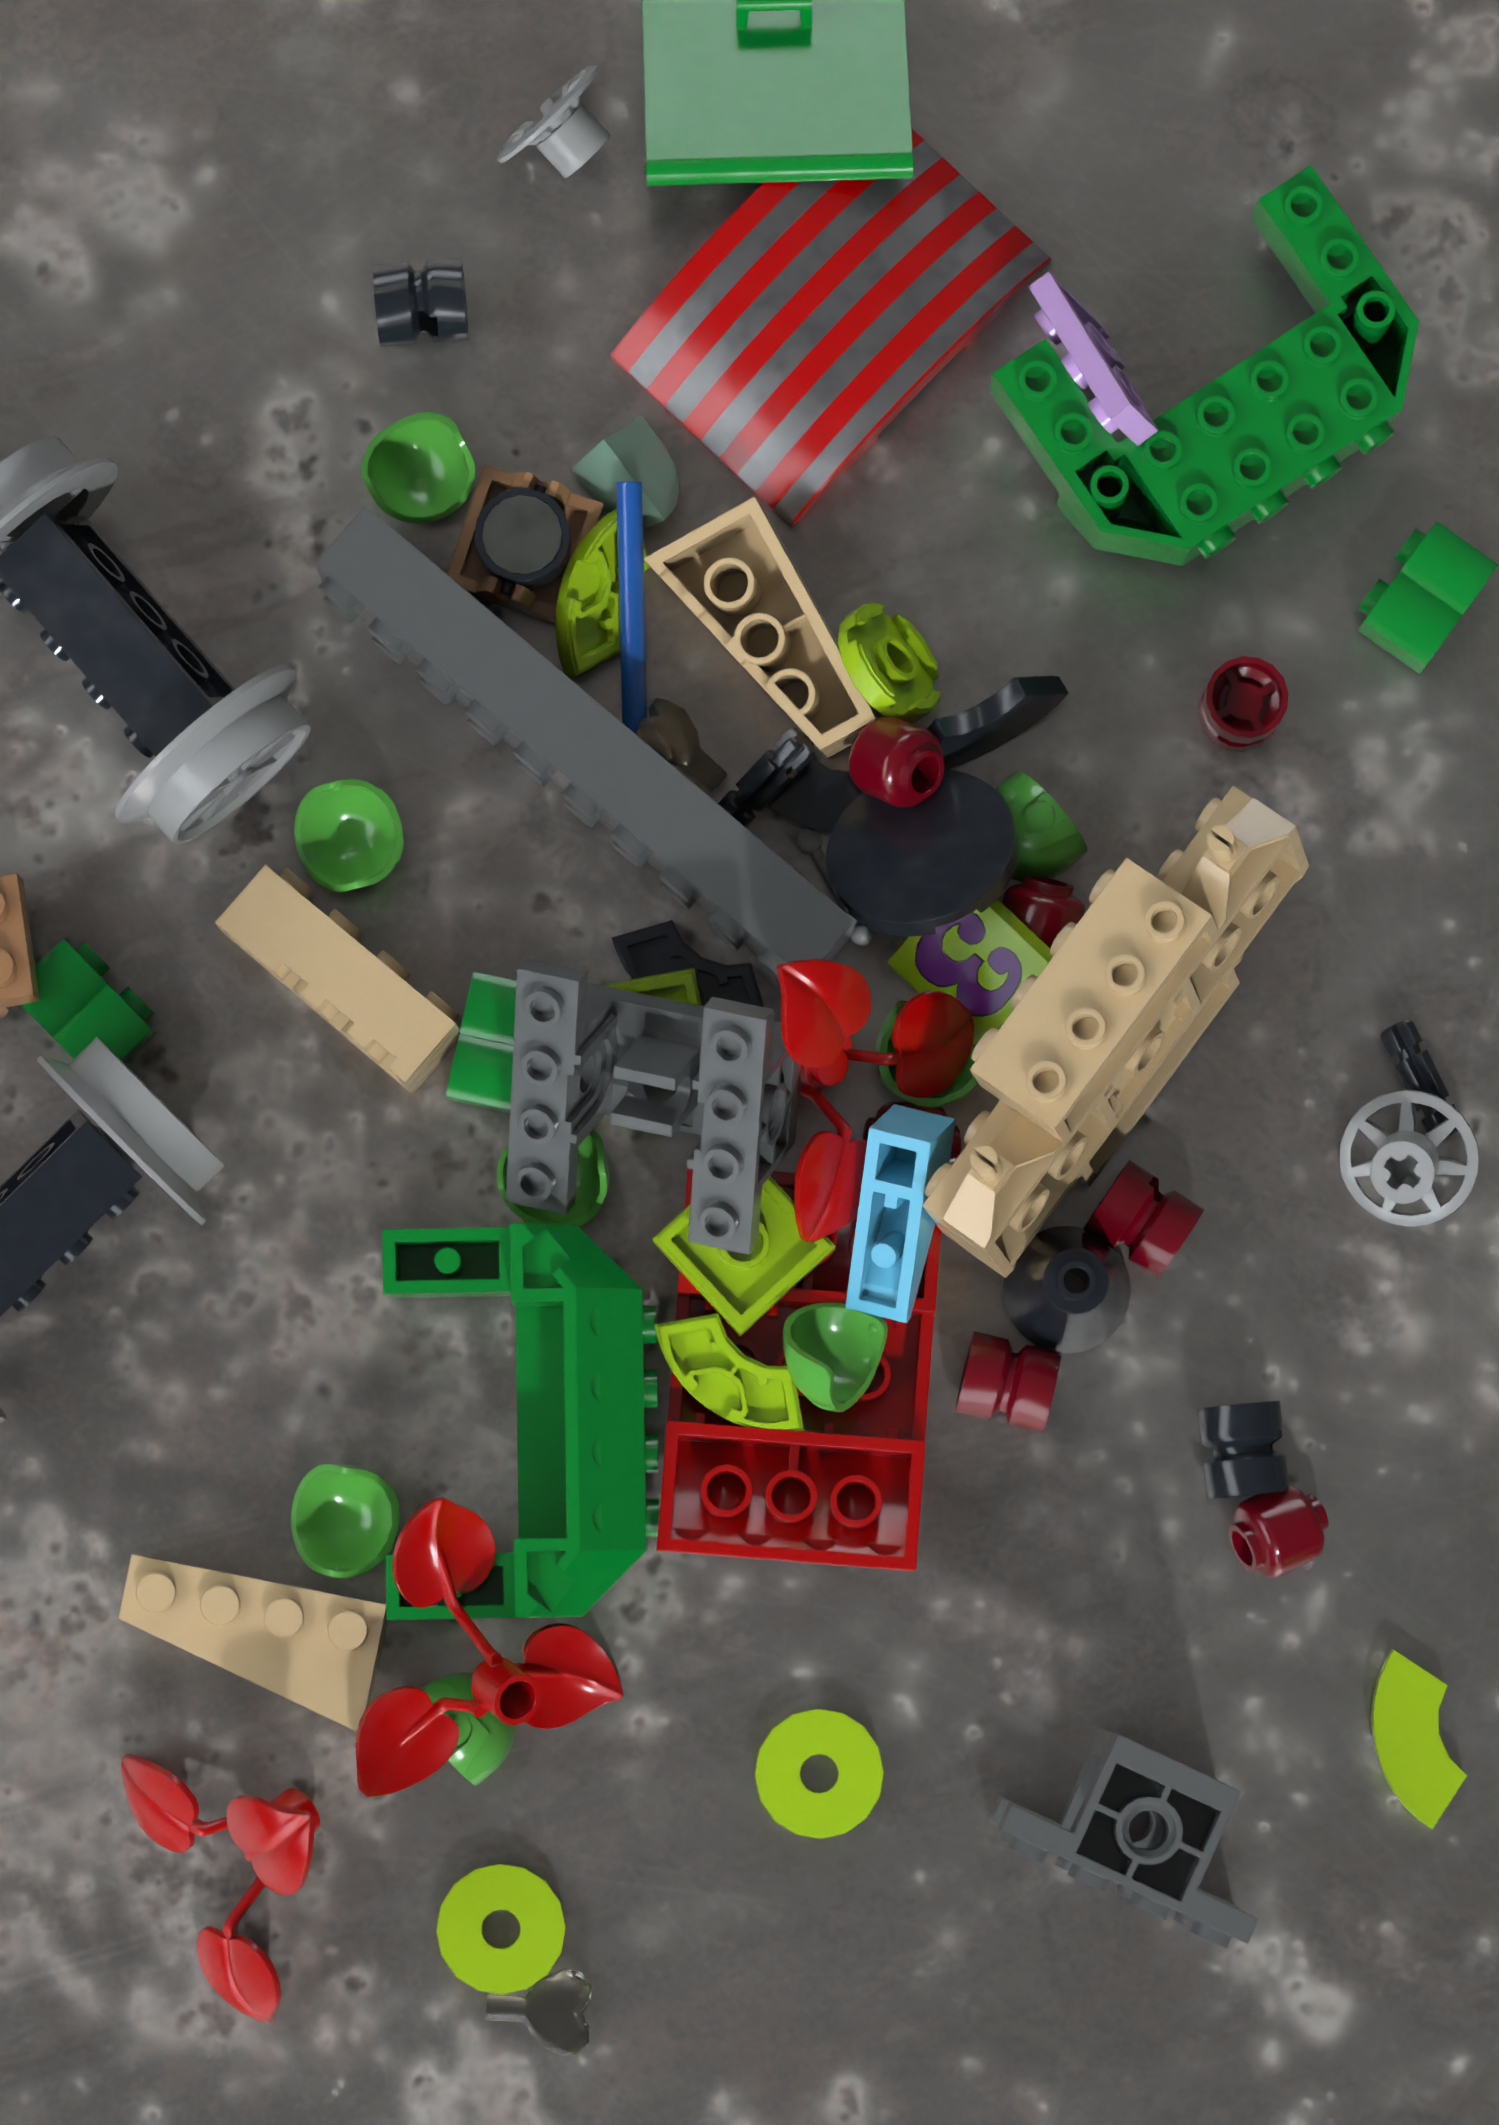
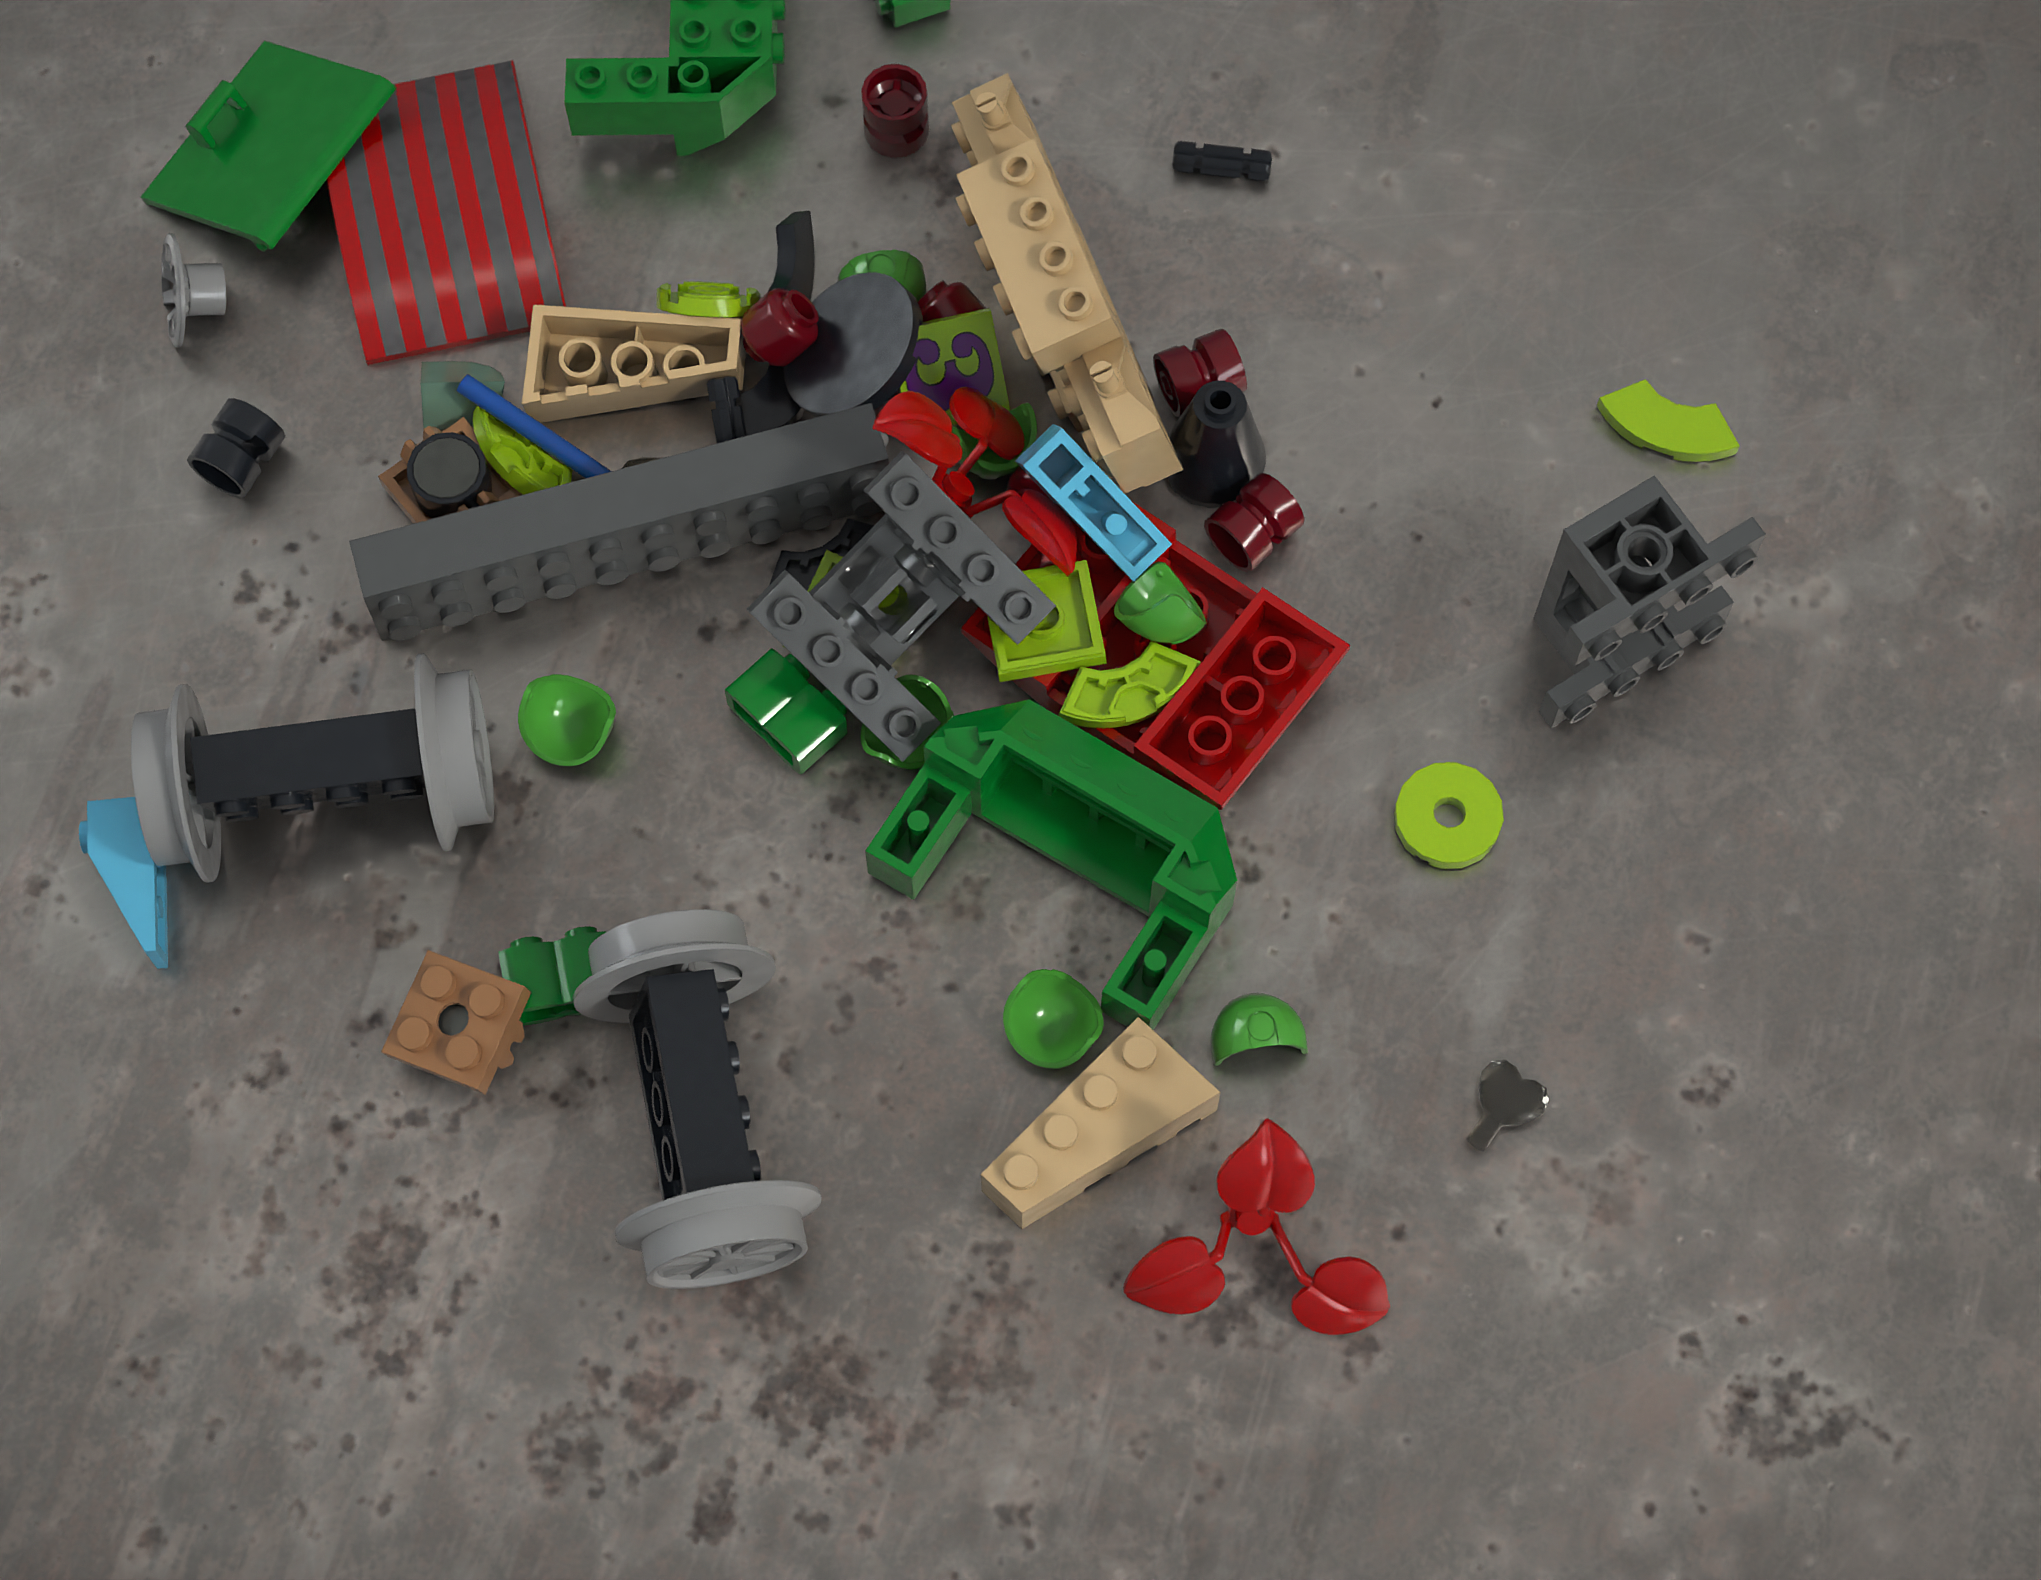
camera: 55 degrees left, 15 degrees down
(340, 978) = (667, 782): tan wedge -> none
(419, 468) = (347, 507): bright green helmet -> none
(493, 1967) = (1431, 1068): lime tile -> none
(560, 1680) = (1261, 945): red plant -> none
(1092, 360) = (611, 38): lavender wing -> none
(1243, 1449) = (1402, 405): black wheel -> none
(1278, 1531) = (1470, 417): dark red head -> none
(1408, 1160) = (1270, 194): light grey wheel -> none

